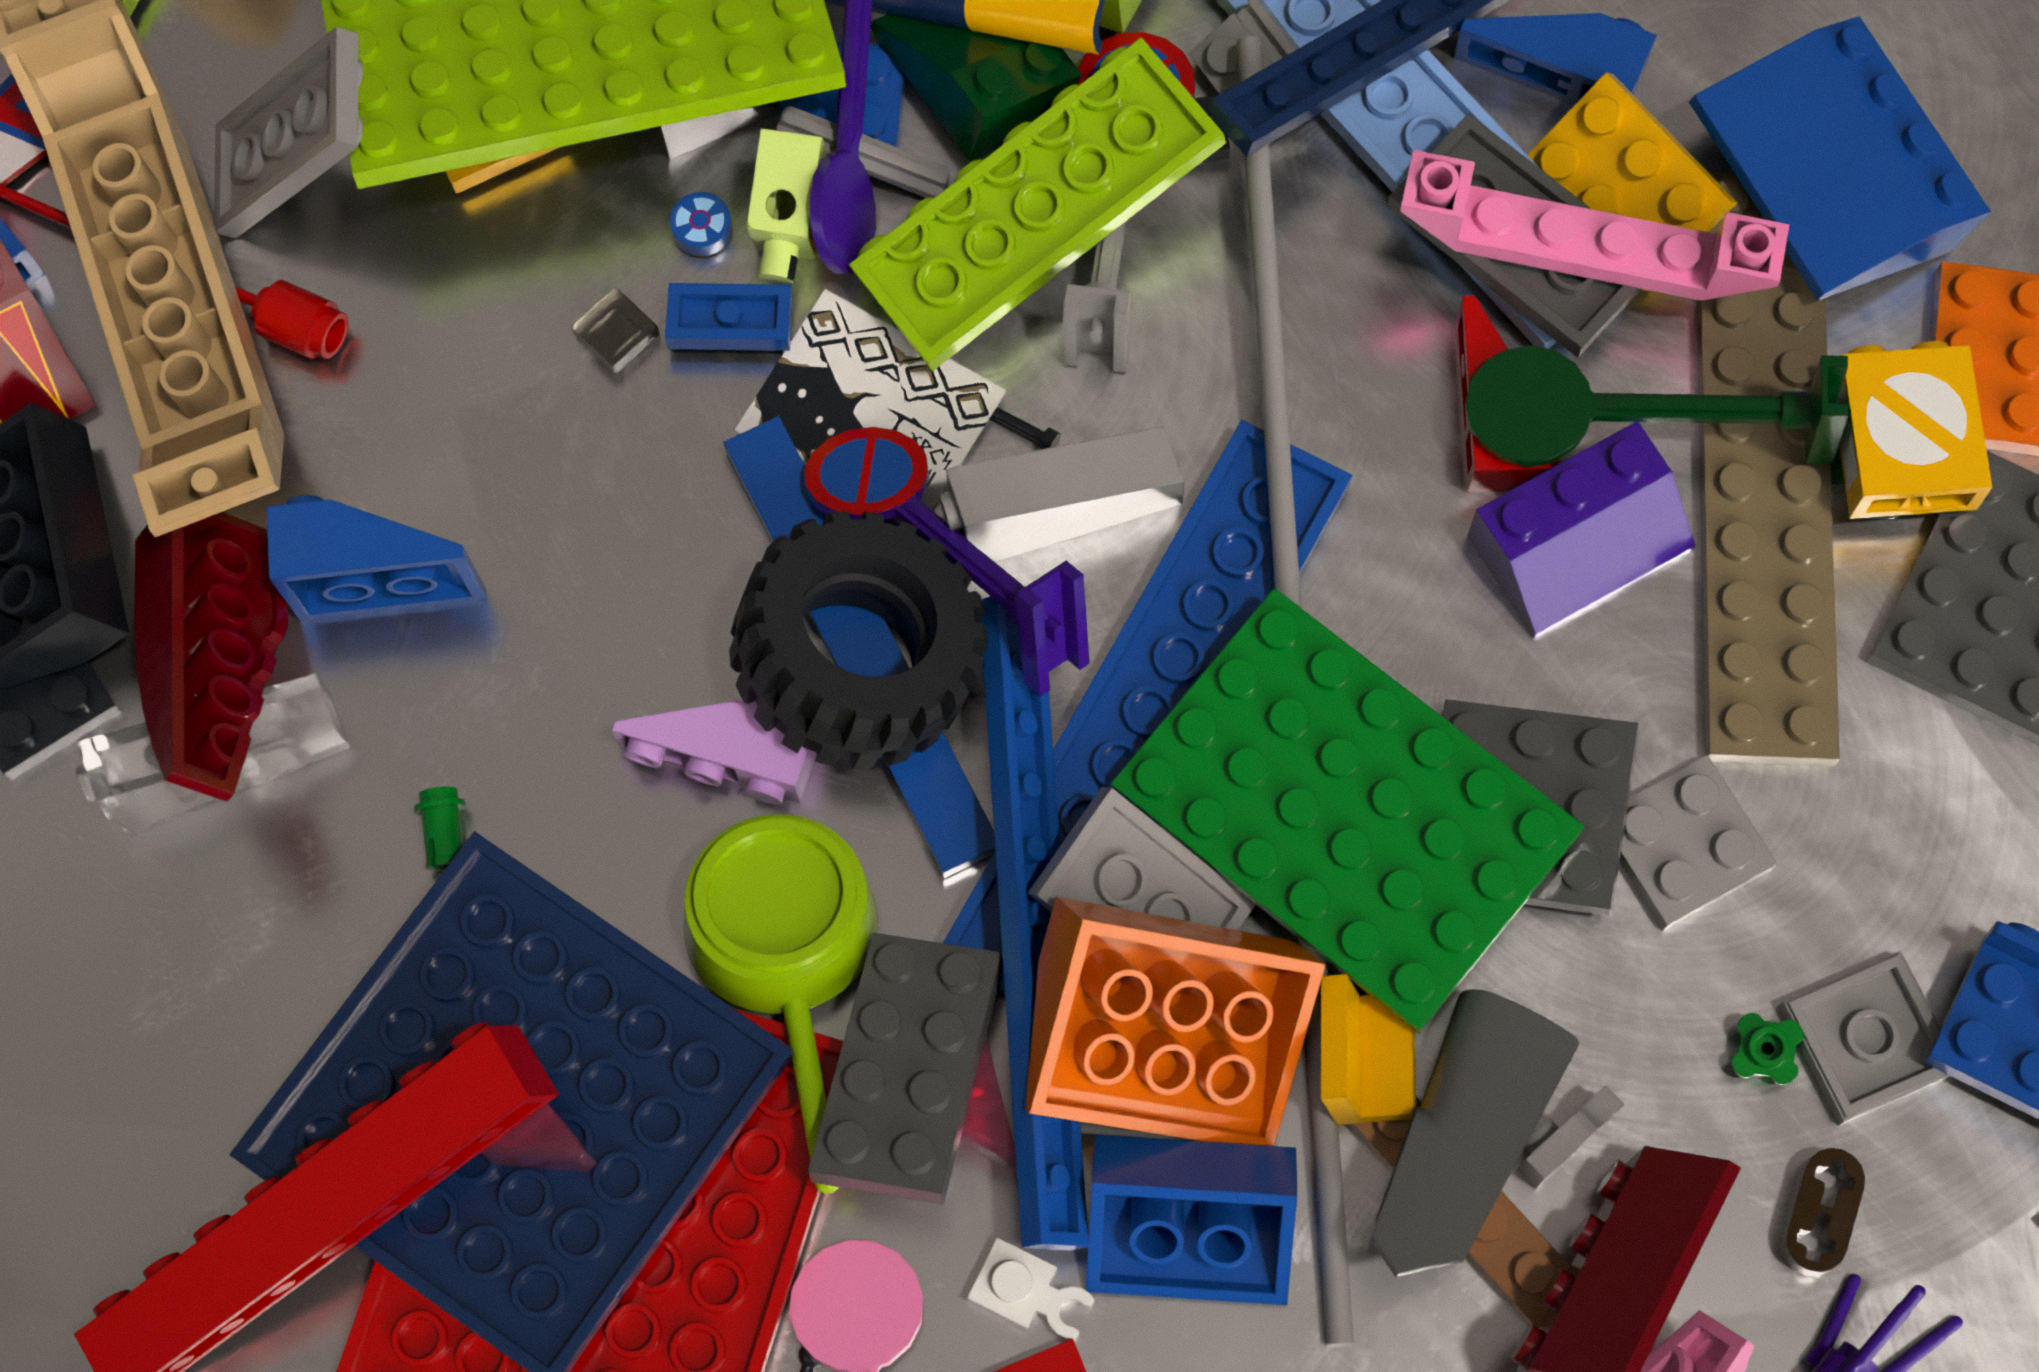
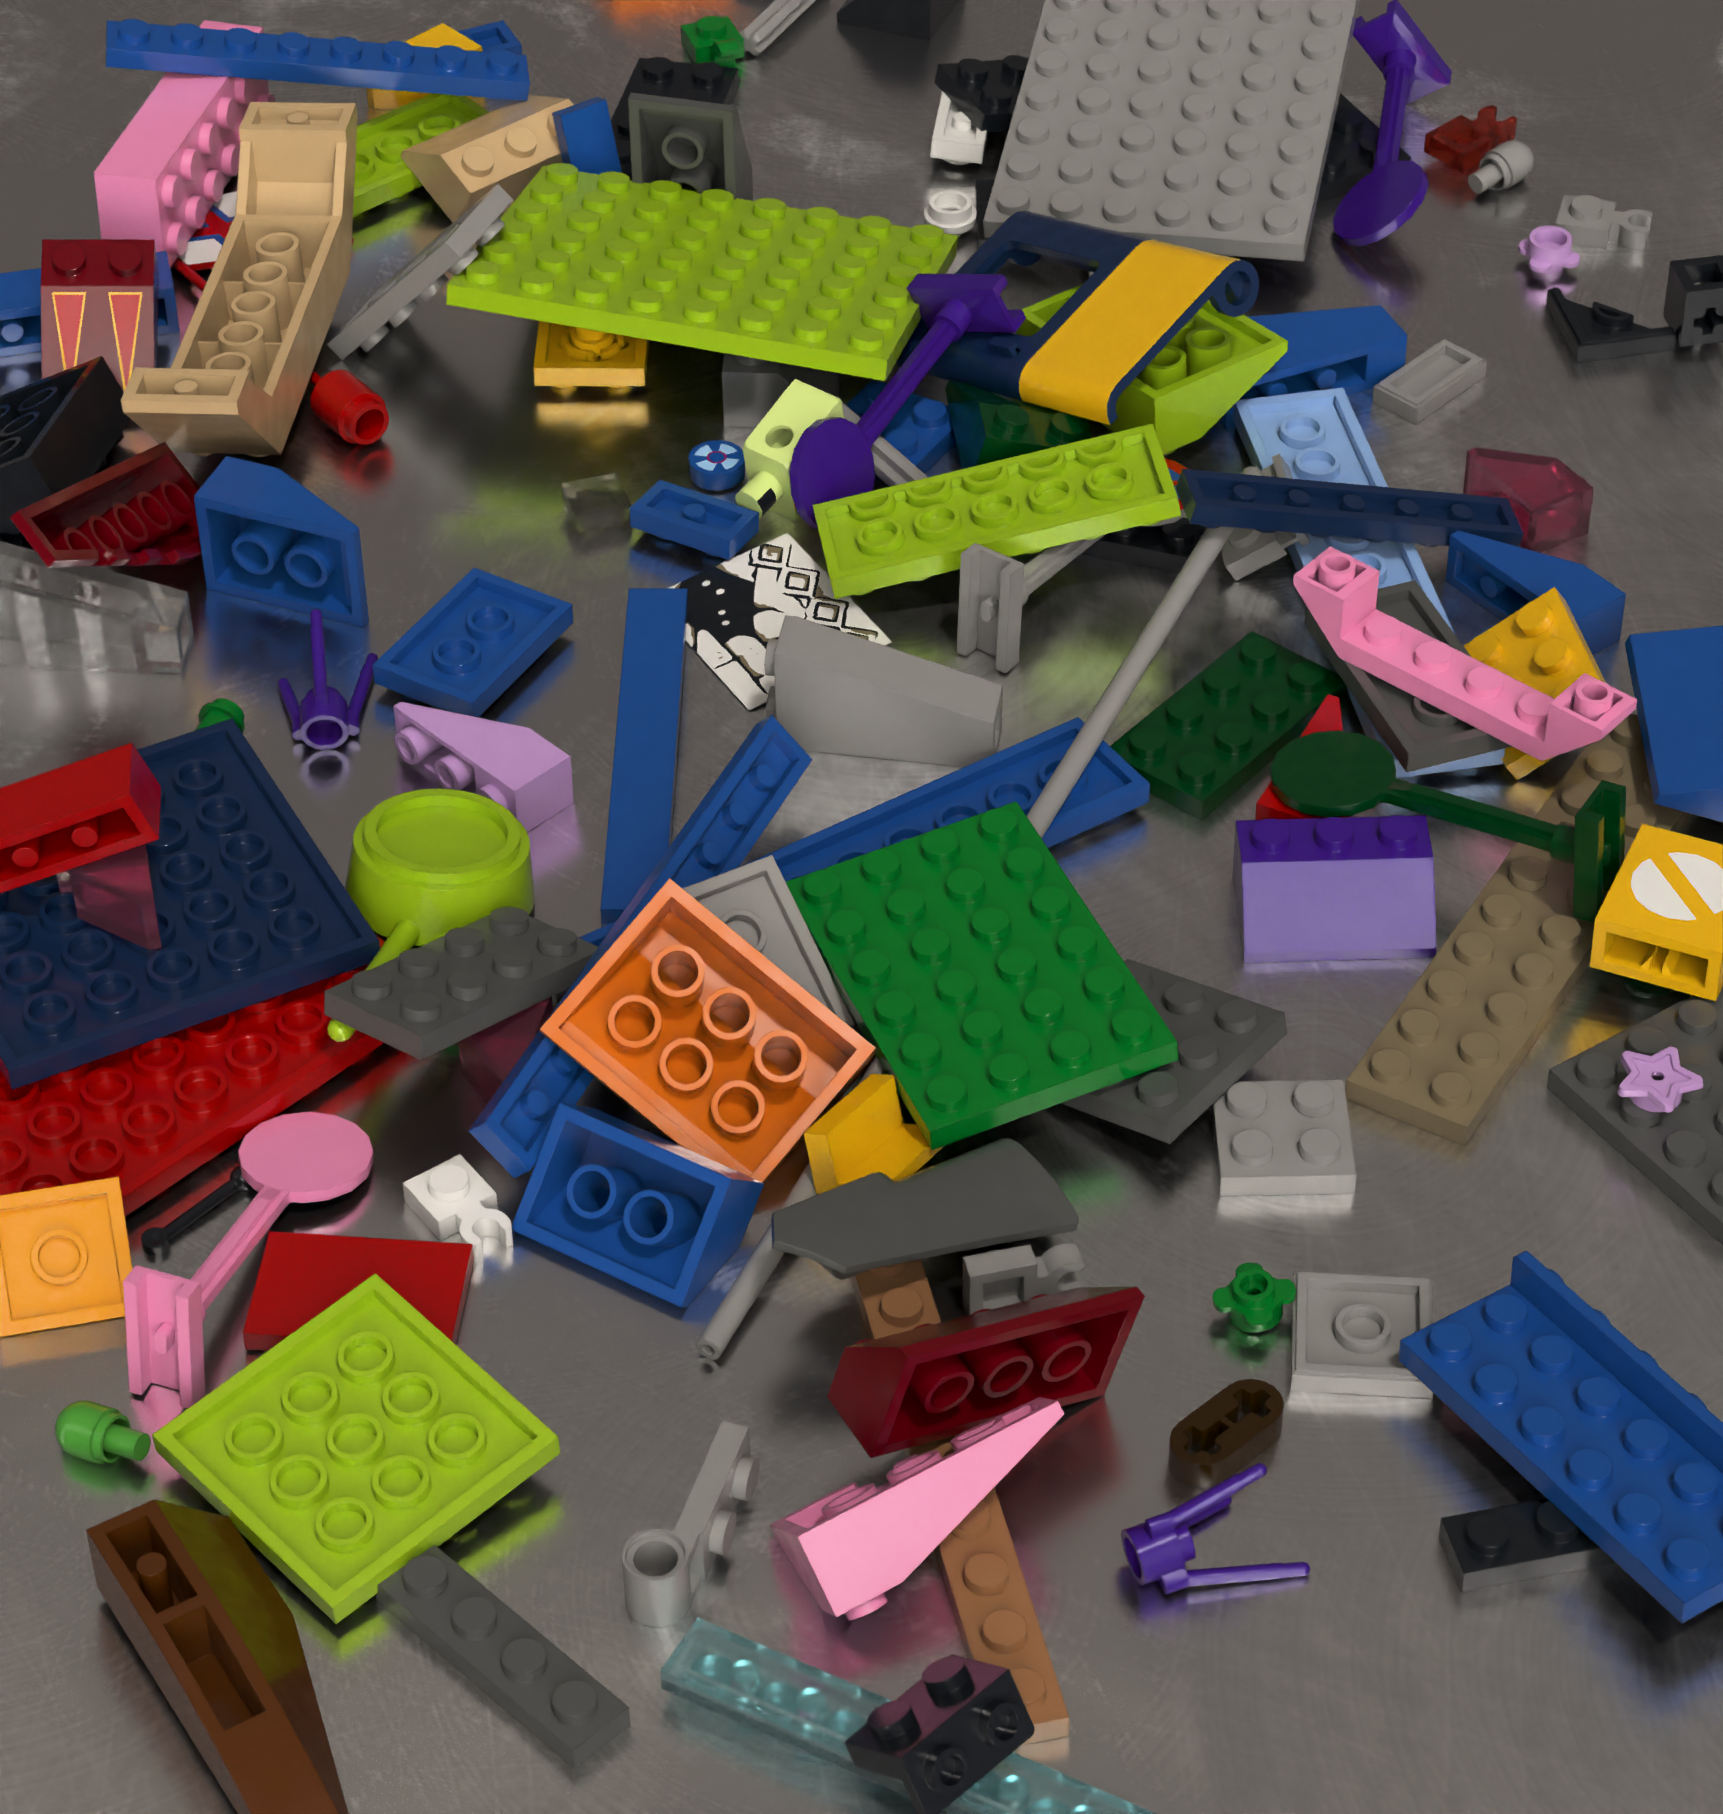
camera: 25 degrees right, 30 degrees down
(533, 750) = (323, 715): none -> dark purple plant
(617, 586) = (473, 643): none -> blue plate
(880, 571) = (632, 703): black tyre -> none
(887, 476) = (794, 698): piece -> none
(1366, 348) = (1227, 723): none -> dark green plate
(1974, 654) = (1655, 1094): none -> lavender plate

